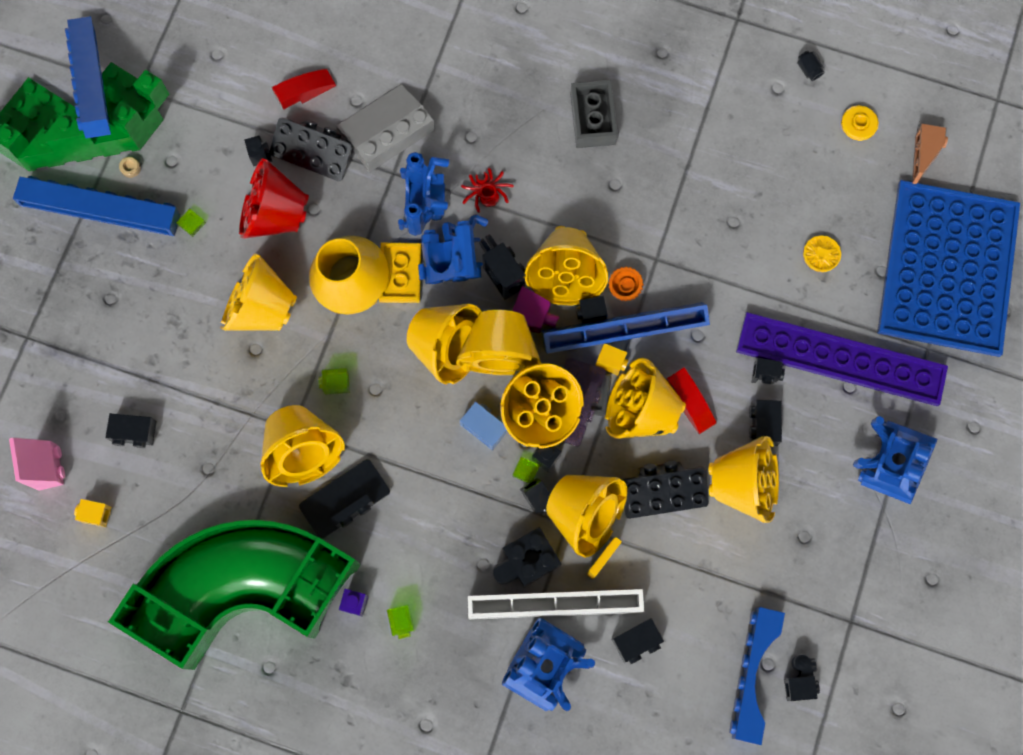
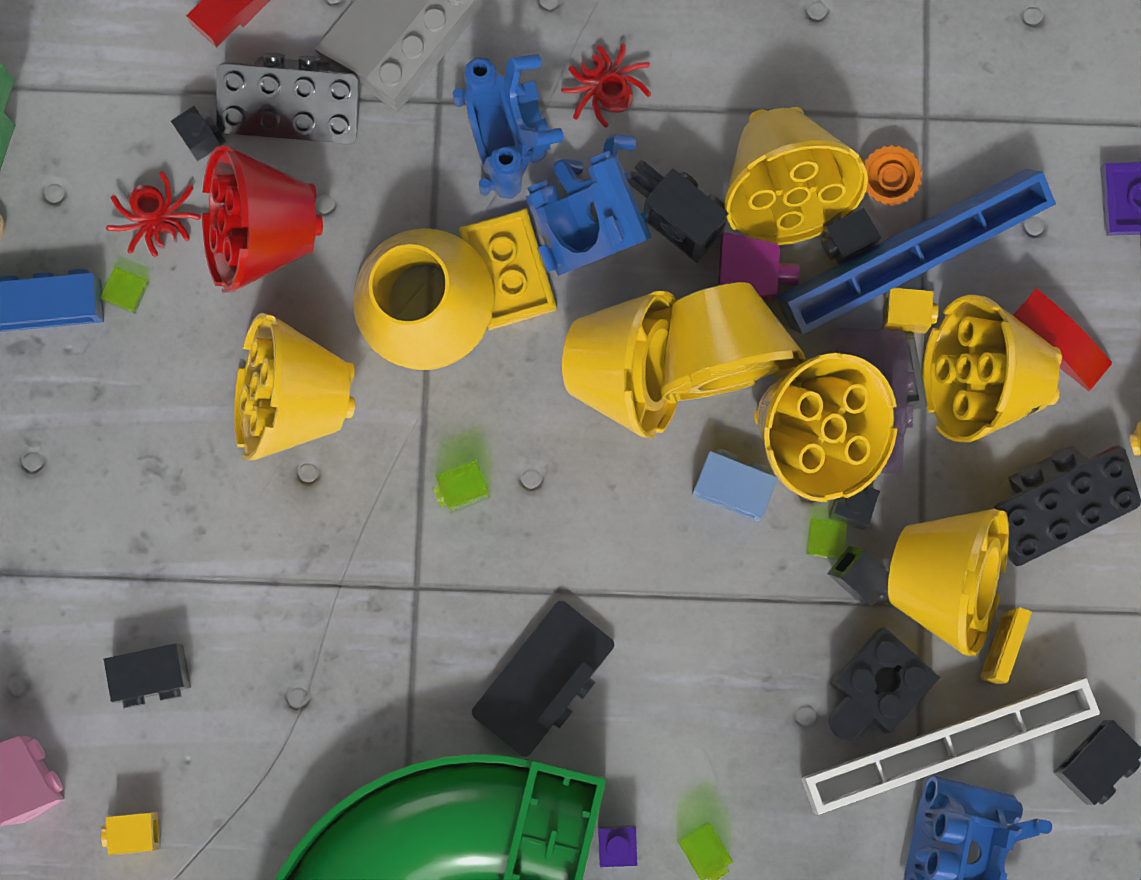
camera: 15 degrees left, 5 degrees up
(219, 187) = (153, 214): none -> red animal
(298, 447) = (442, 616): yellow cone -> none

